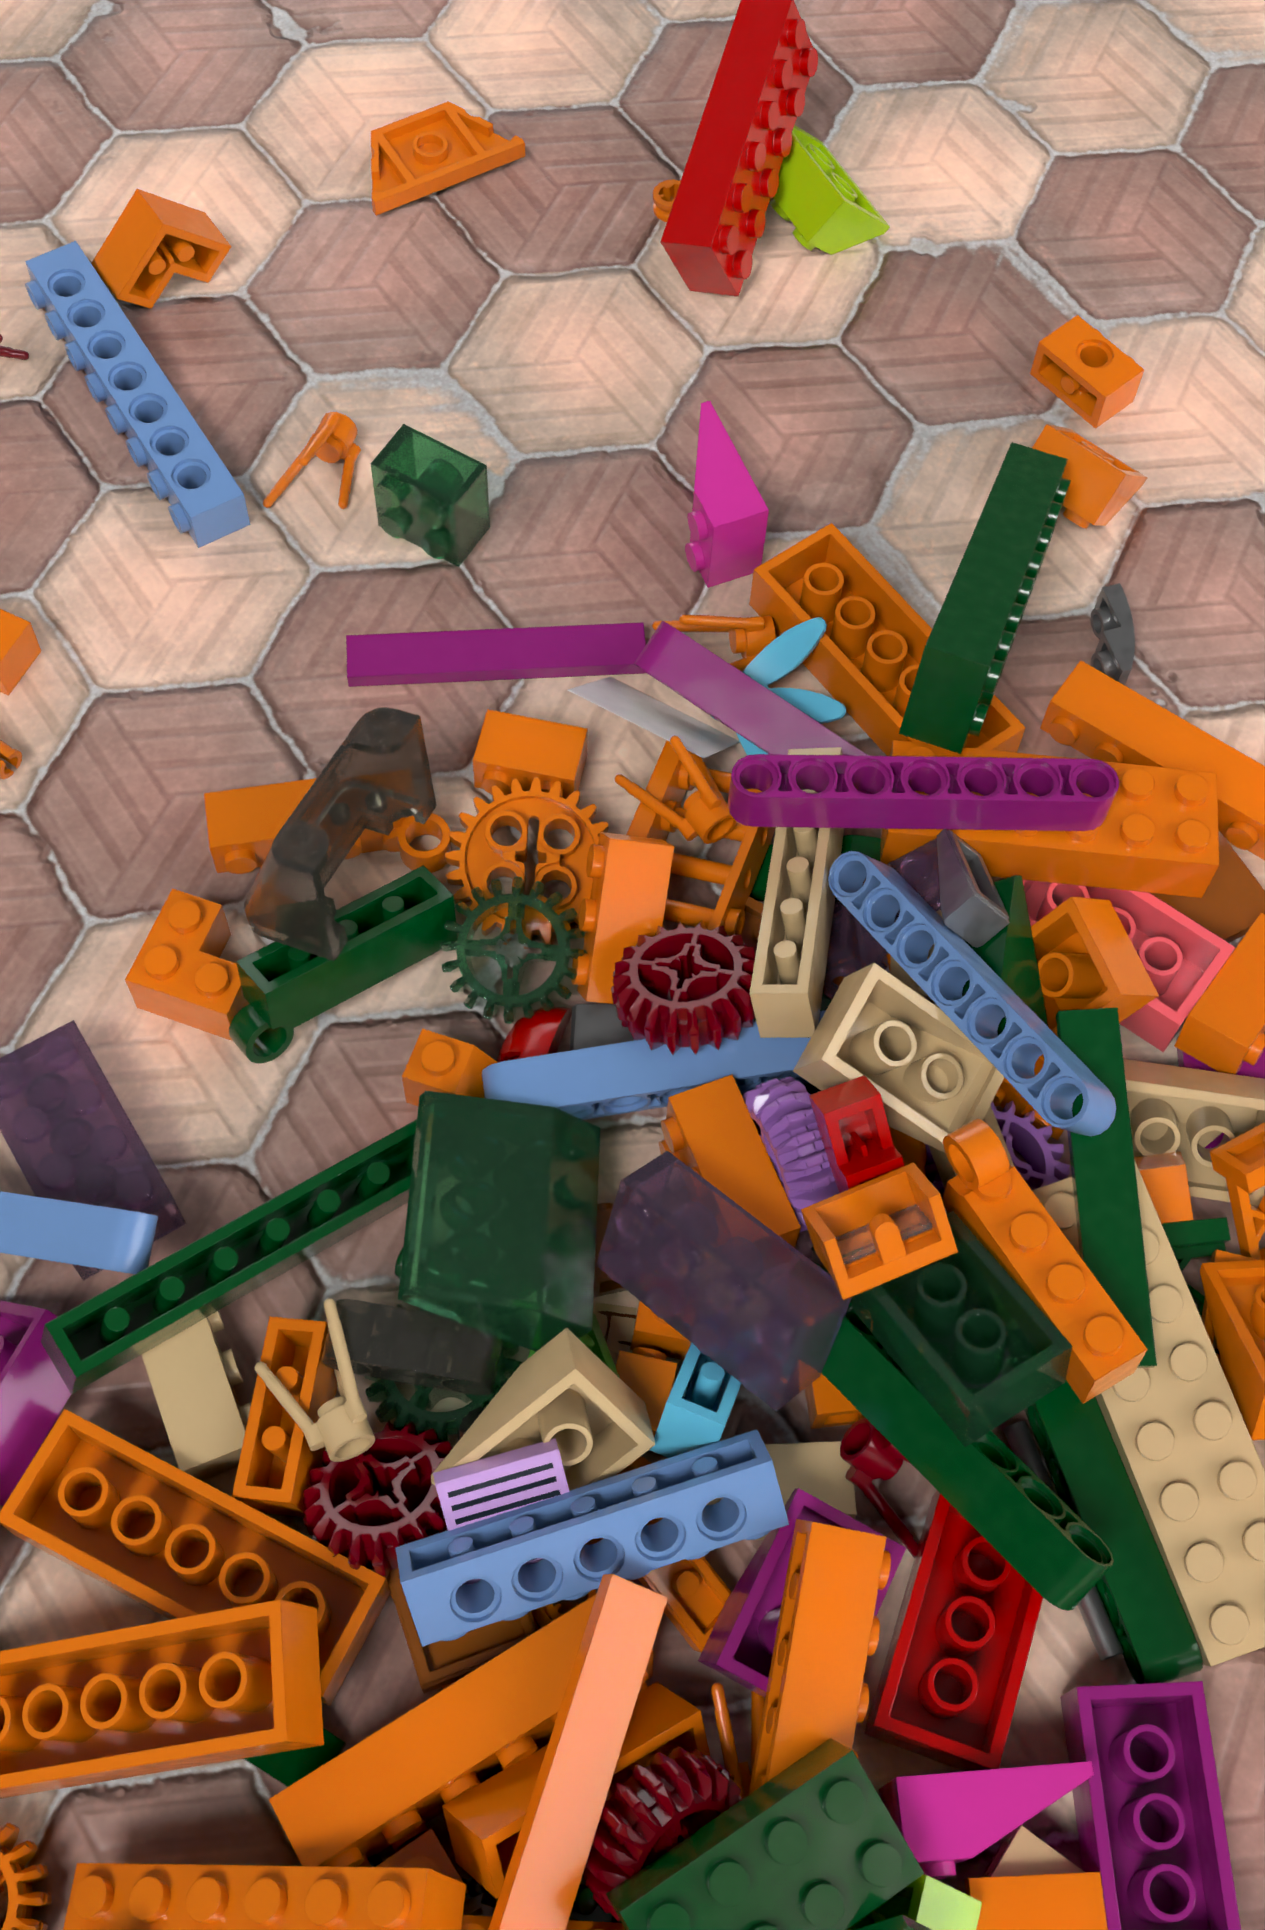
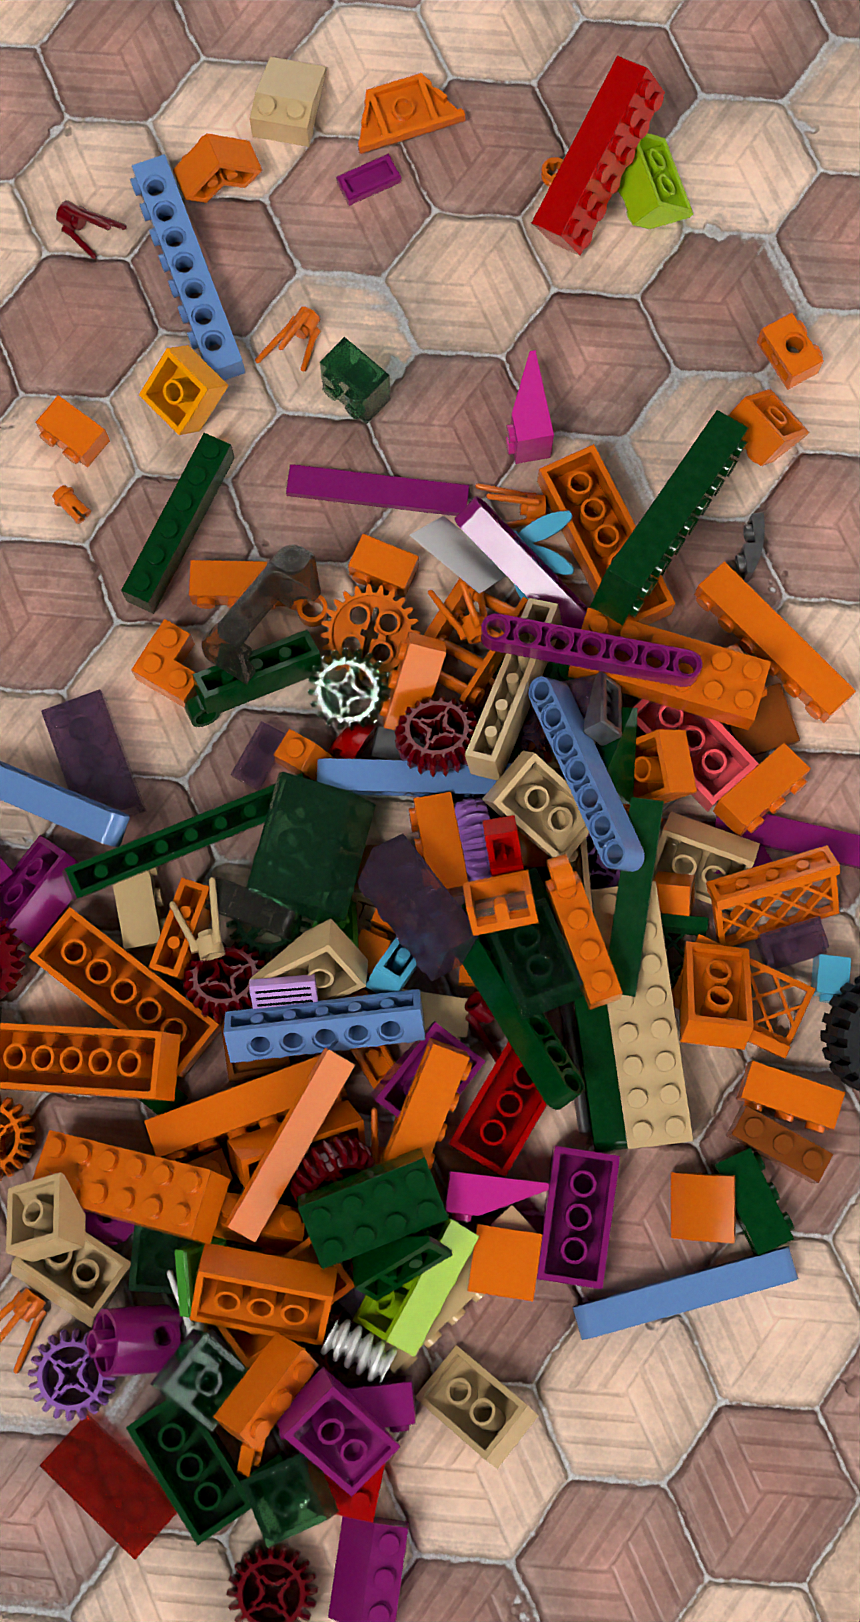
camera: 15 degrees right, 15 degrees up
(153, 546) = (183, 389): none -> light orange brick
(172, 750) = (178, 523): none -> dark green brick
(253, 167) = (287, 101): none -> tan slope
(373, 1091) = (258, 756): none -> clear purple plate
(396, 245) = (368, 179): none -> magenta tile

